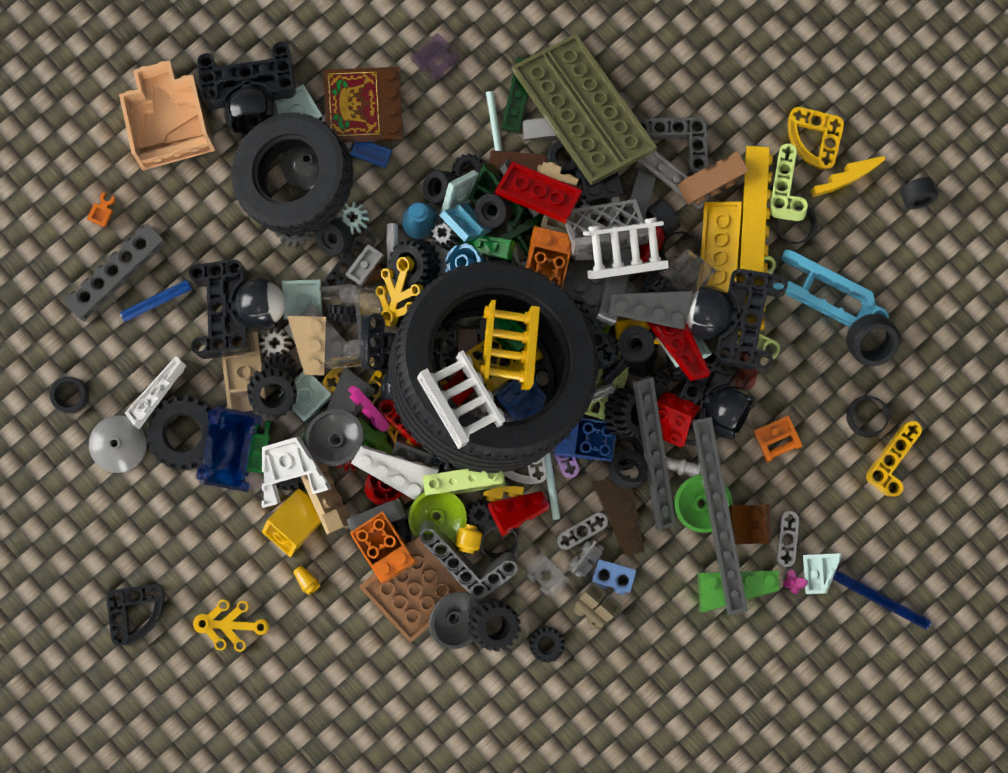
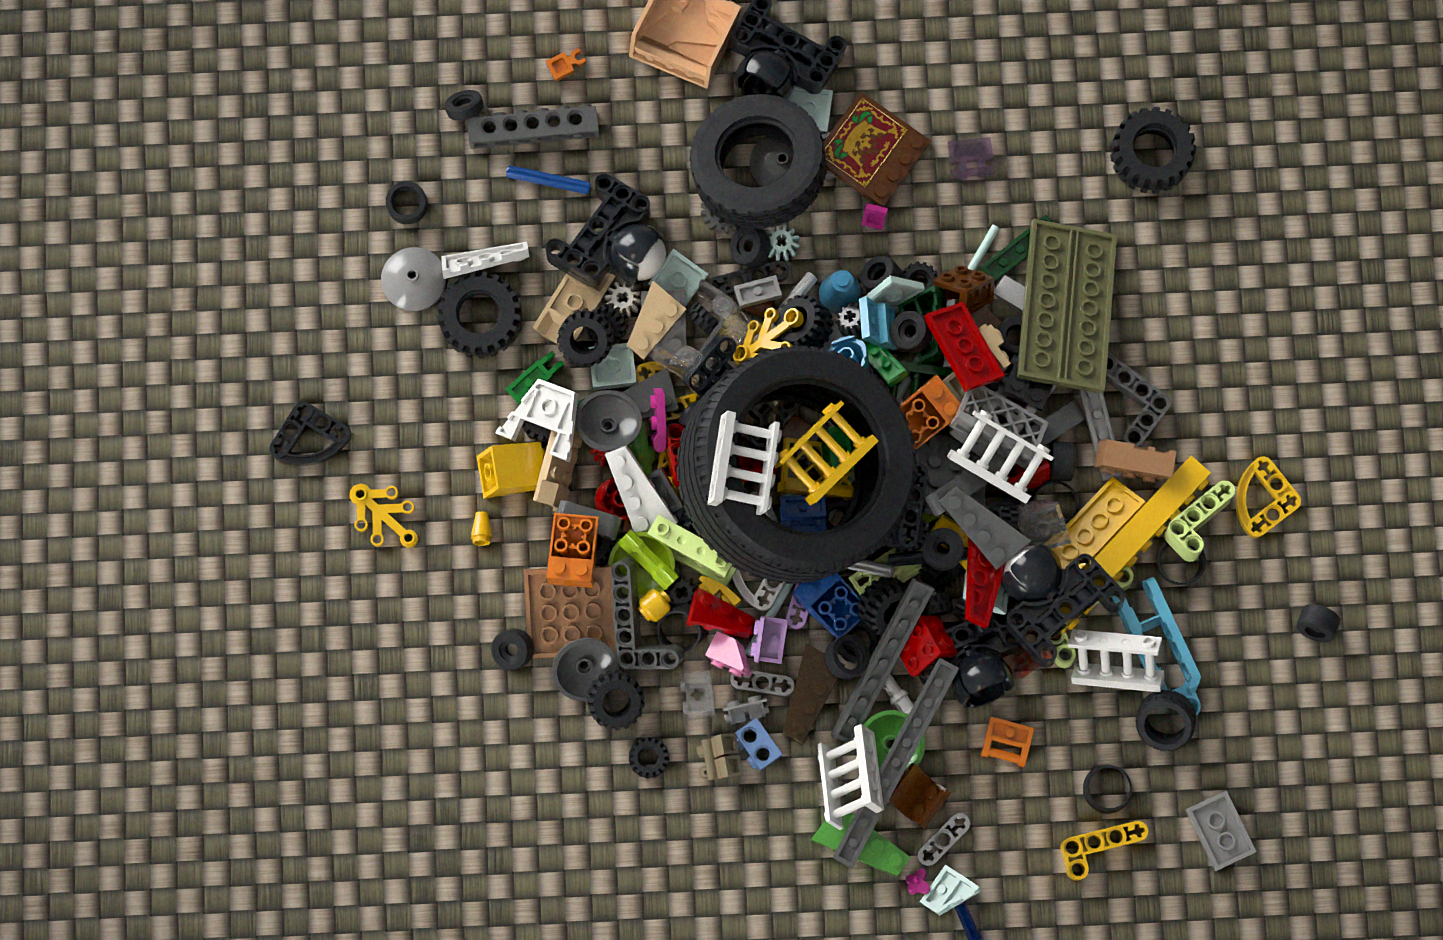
camera: 40 degrees right, 5 degrees down
(60, 297) = (465, 112): none -> black tyre
(227, 448) = (507, 356): clear blue windscreen -> none
(372, 153) = (845, 199): blue tile -> none
(399, 636) = (500, 651): none -> black tyre
(402, 149) = (874, 216): none -> dark pink plate
(452, 513) = (648, 560): none -> lime axle
(506, 145) = (974, 287): none -> reddish brown bracket
(545, 529) = (728, 653): none -> bright pink slope
(565, 497) = (770, 639): none -> lavender bracket
(711, 543) = (868, 779): none -> white fence
(815, 337) = (1116, 676): none -> white fence
(851, 173) = (1272, 558): yellow slope -> none
(964, 384) = (1220, 830): none -> light grey plate

